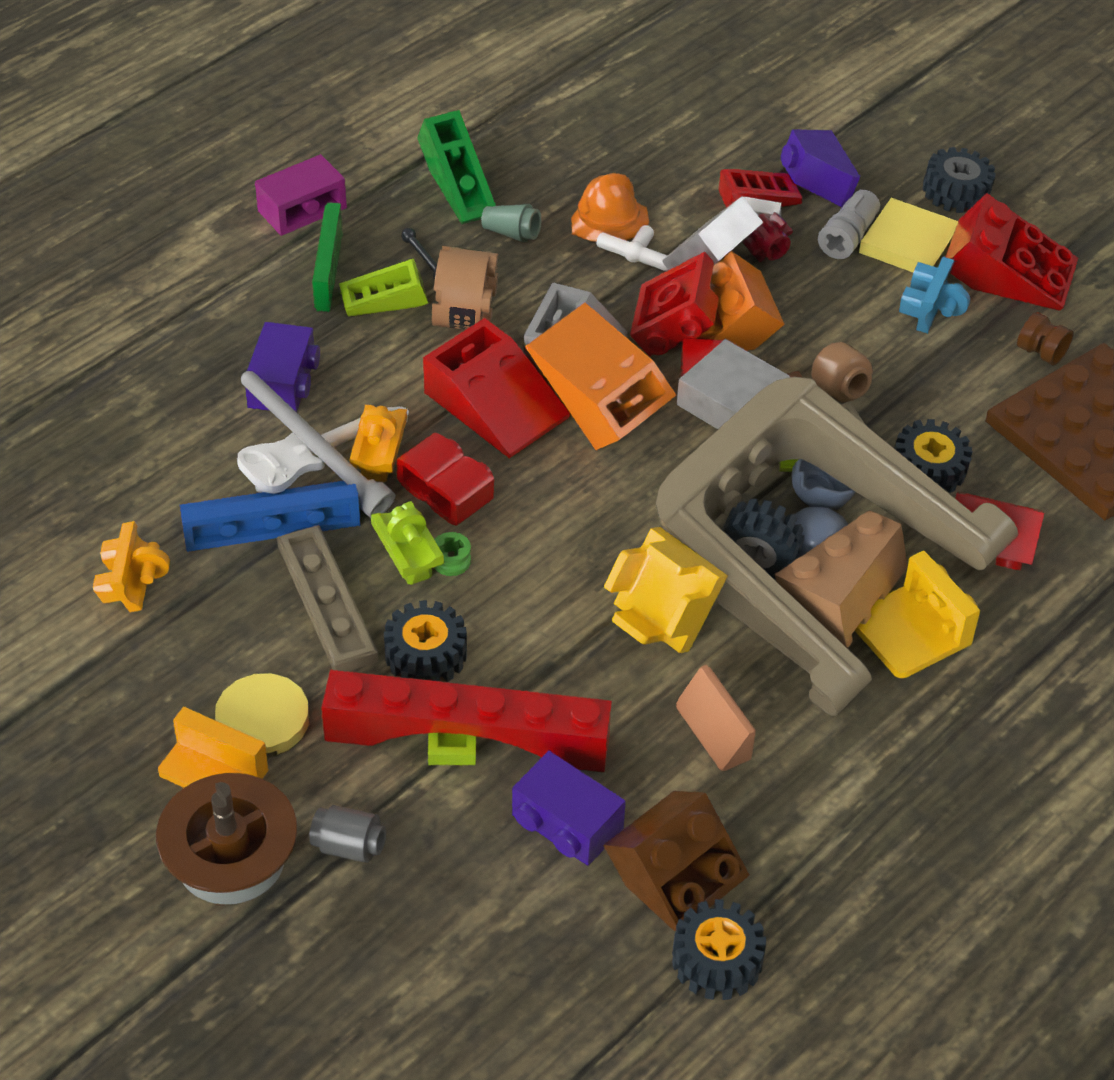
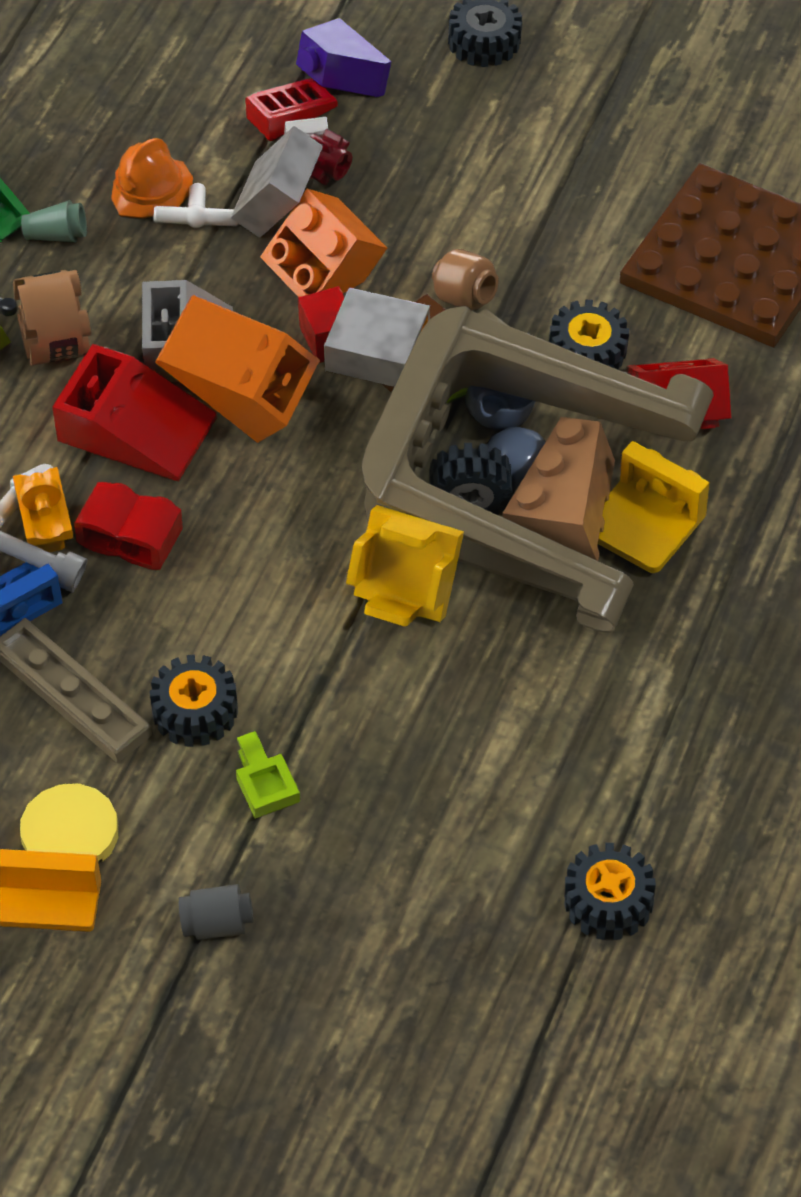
camera: 20 degrees left, 5 degrees up
(227, 837) = (108, 957): reddish brown piece -> none
(381, 707) = (188, 779): red arch -> none
(408, 542) = (126, 603): lime hips -> none
(461, 546) = (172, 588): bright green bush -> none
(567, 808) = (410, 811): dark purple brick -> none
(675, 306) = (273, 264): red plate -> none
(677, 856) = (532, 819): reddish brown slope -> none
(716, 720) = (506, 675): nougat slope -> none
(847, 227) = (399, 118): light grey axle -> none
(908, 236) = (463, 109): light yellow tile -> none
(931, 293) = (510, 181): dark azure hips -> none
(1009, 256) = (570, 100): red slope -> none
(1045, 338) = (643, 178): reddish brown wheel -> none

